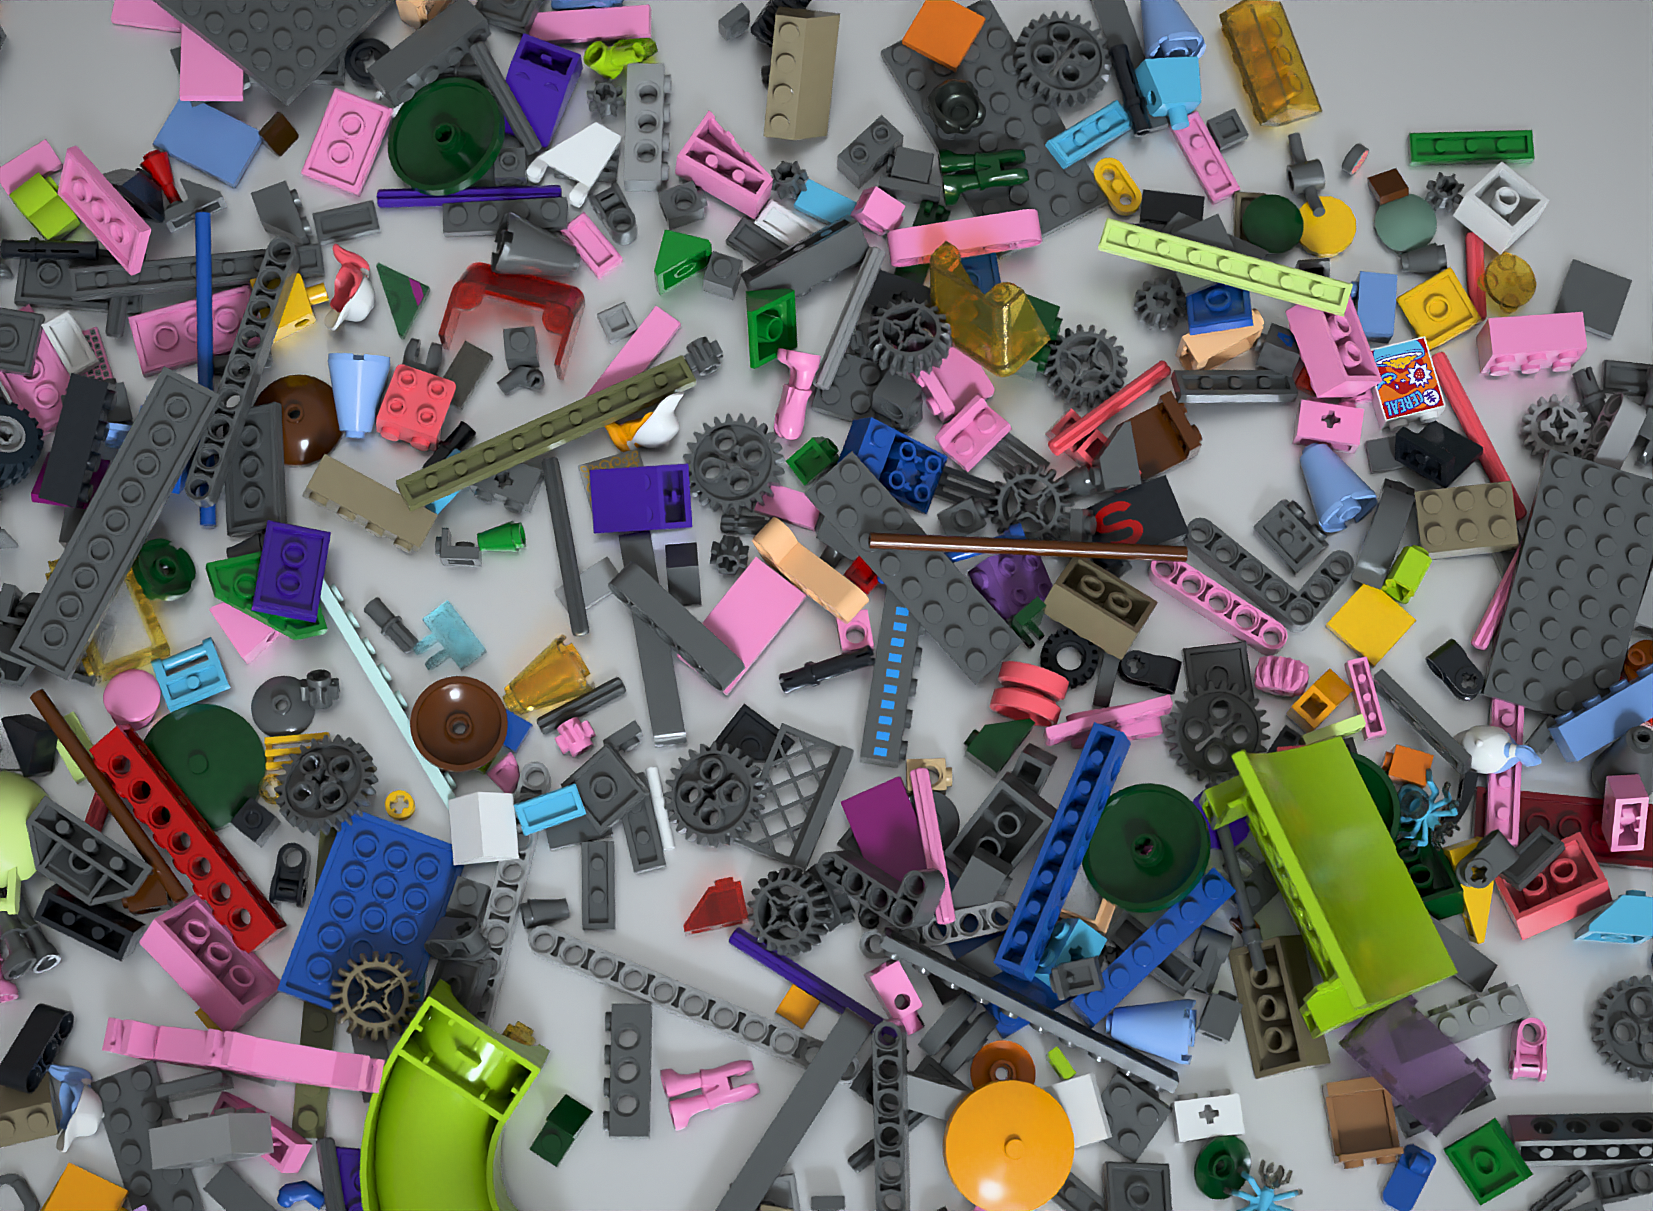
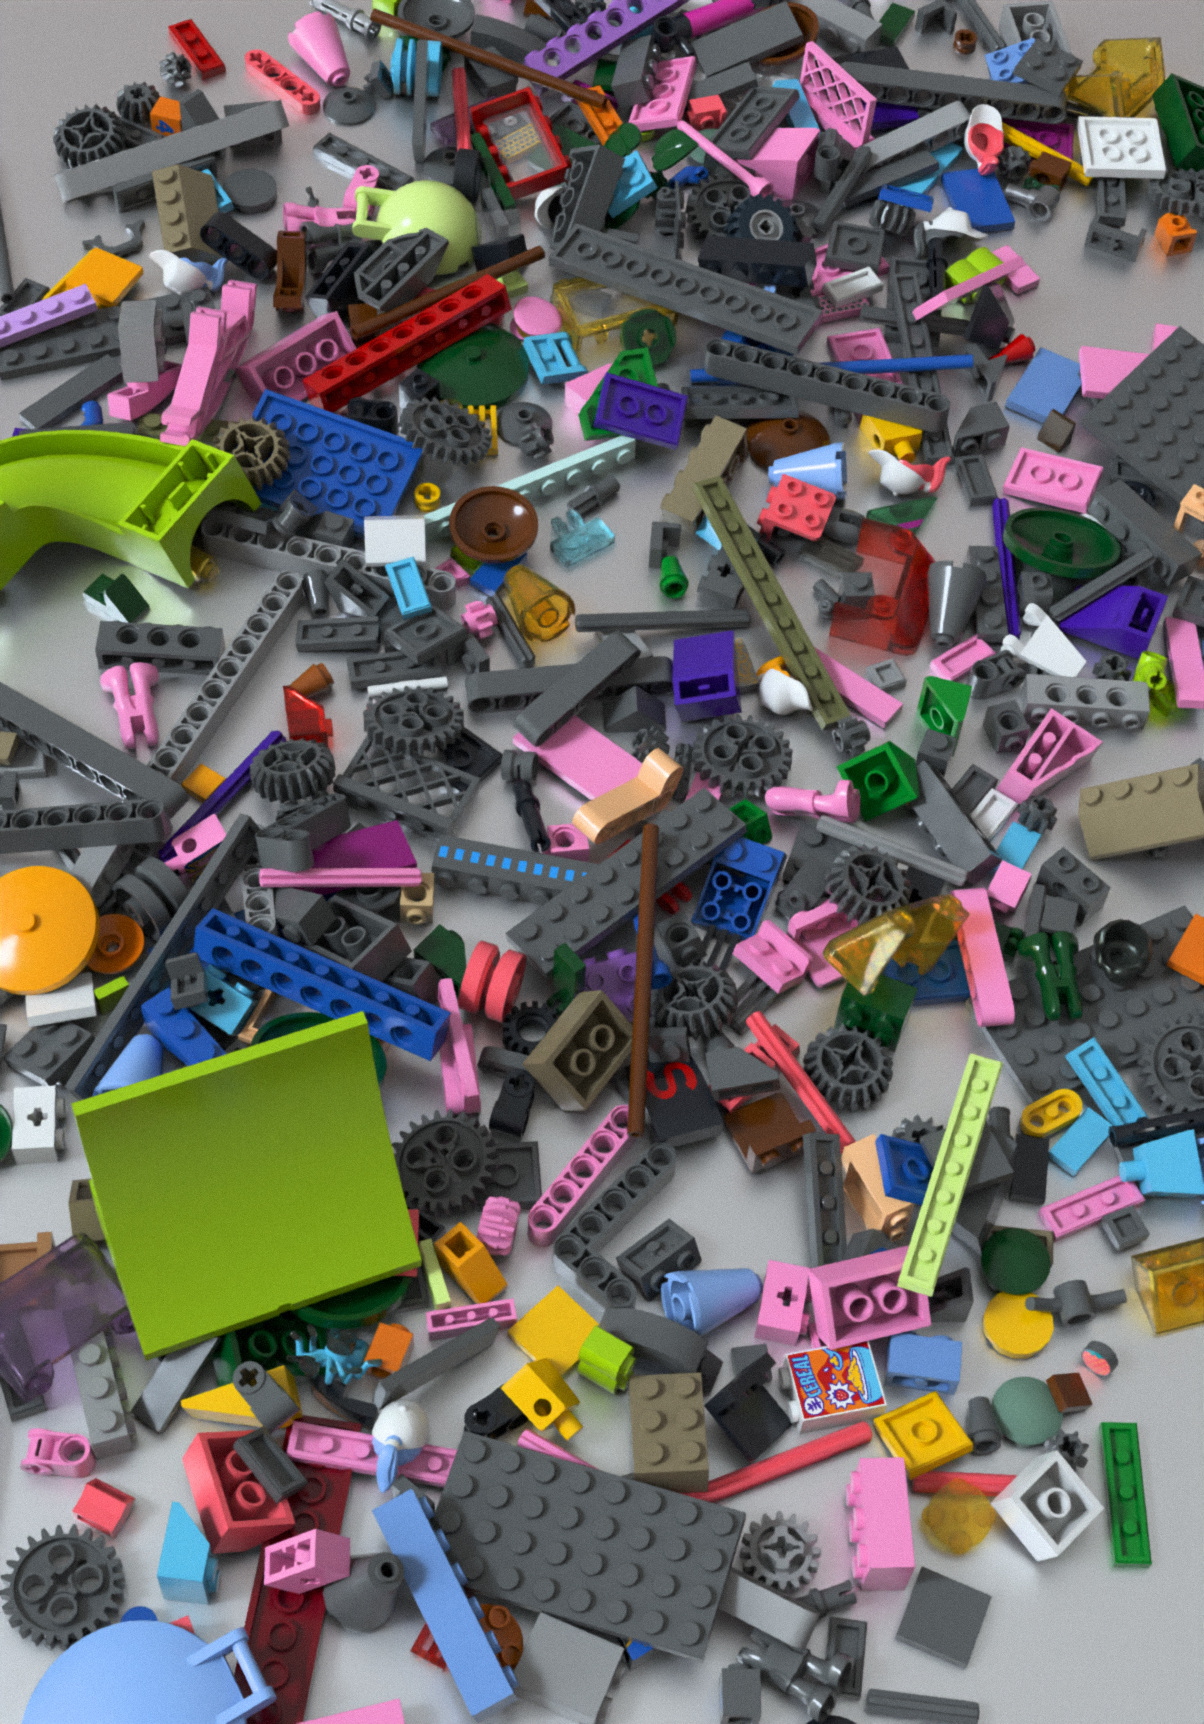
camera: 90 degrees right, 20 degrees down
(78, 985) = (291, 271): none -> reddish brown arch
(551, 866) = (354, 592): none -> dark grey slope
(665, 908) = (313, 681): none -> dark orange cone
(761, 684) = (519, 765): none -> dark grey wheel
(1141, 162) = (1080, 1142): none -> medium azure tile
(1442, 627) = (544, 1398): none -> yellow torso
(1570, 1003) = (103, 1507): none -> coral piece

